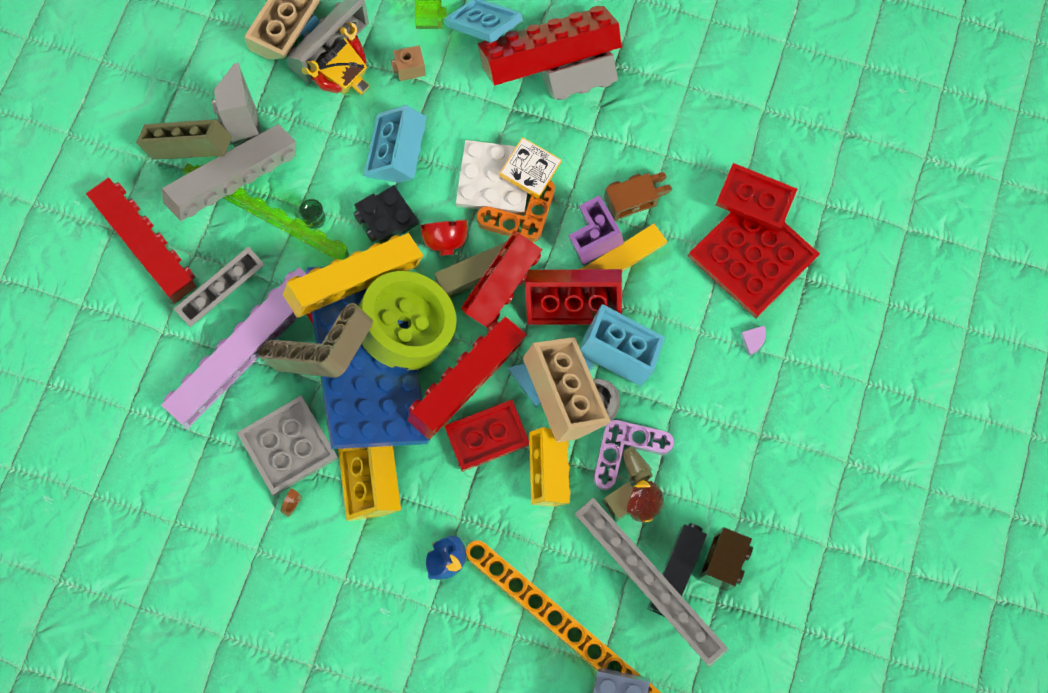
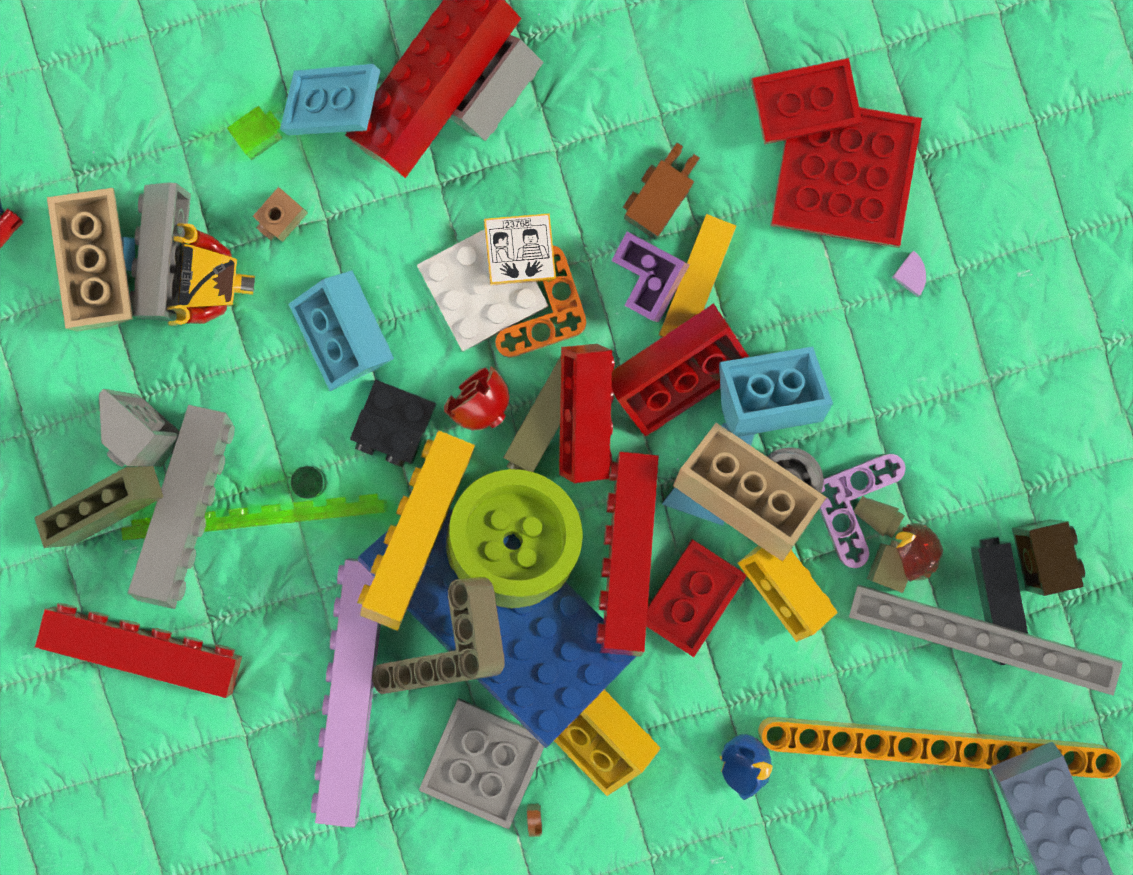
camera: 30 degrees left, 15 degrees up
(219, 286) = (272, 645): light grey brick -> none

